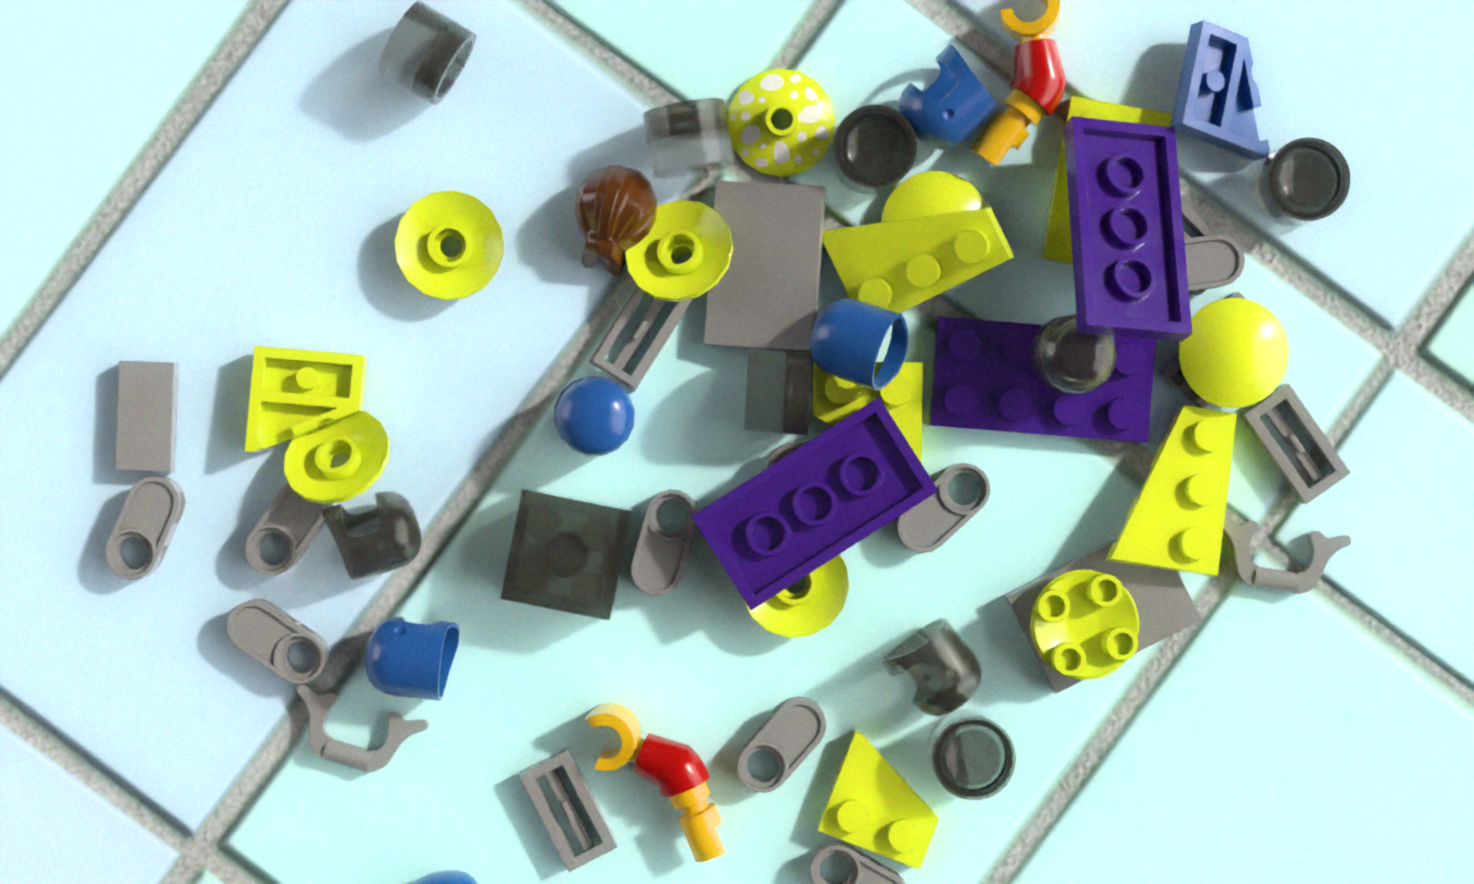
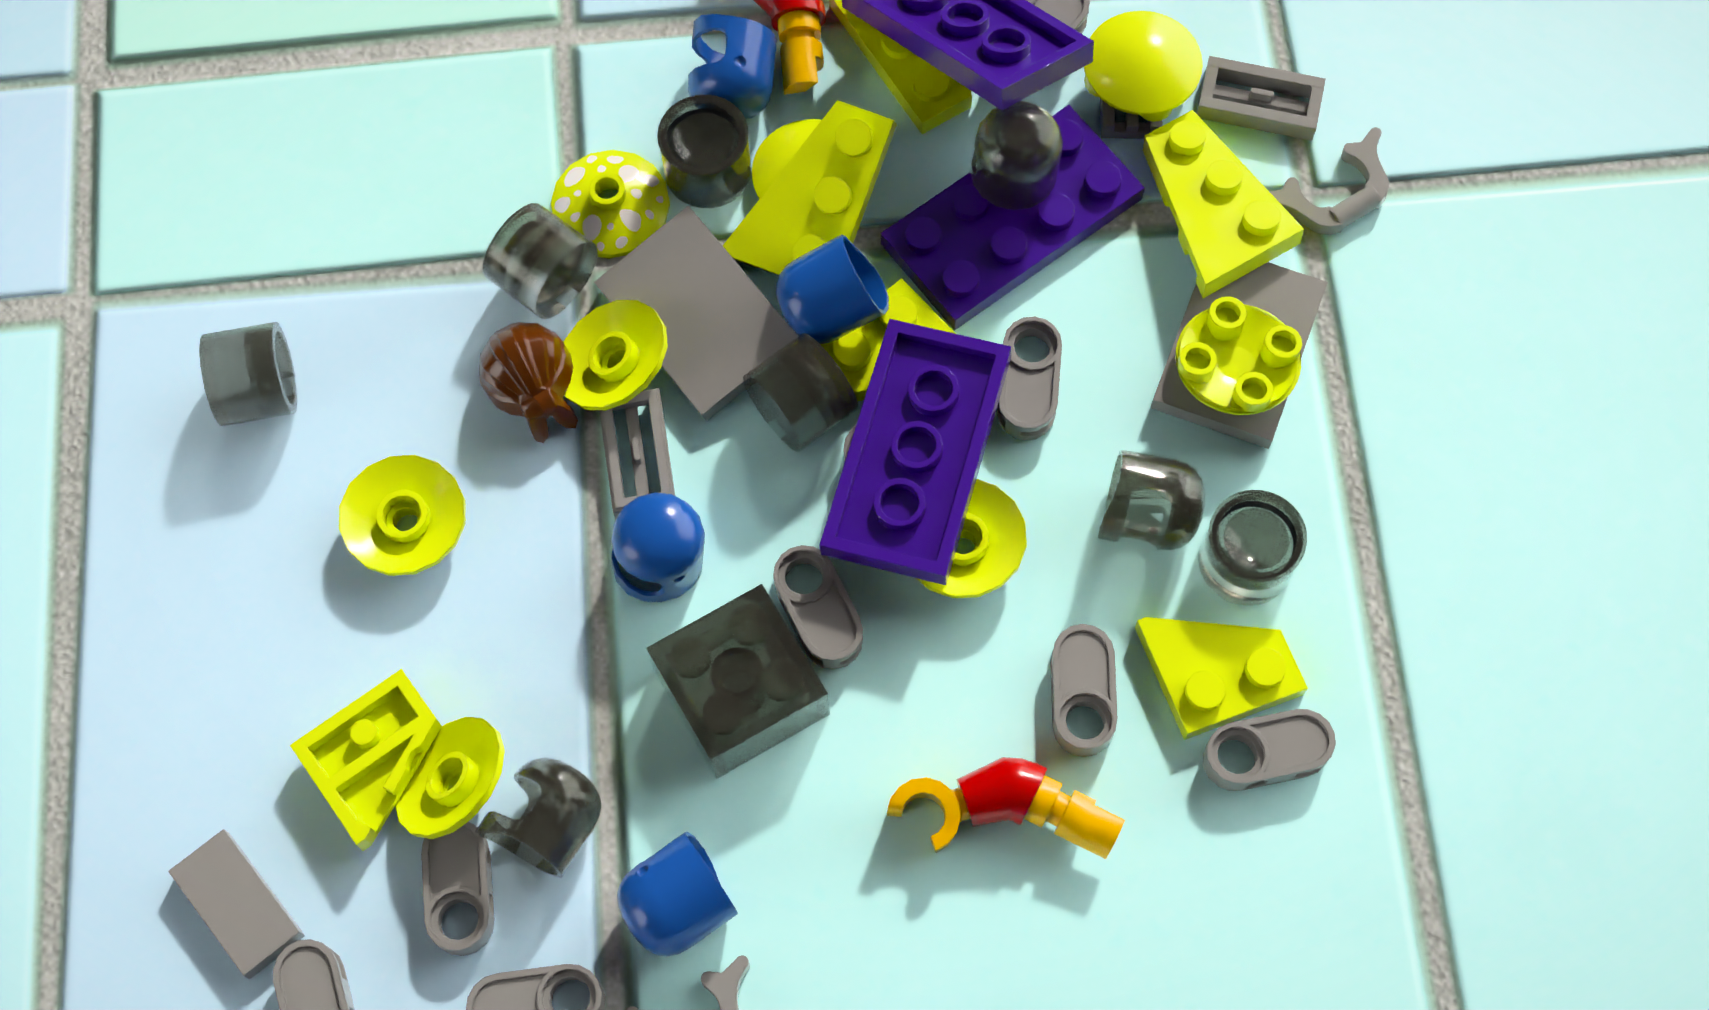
camera: 40 degrees left, 20 degrees down
(548, 768) = (936, 944): light grey tile -> none

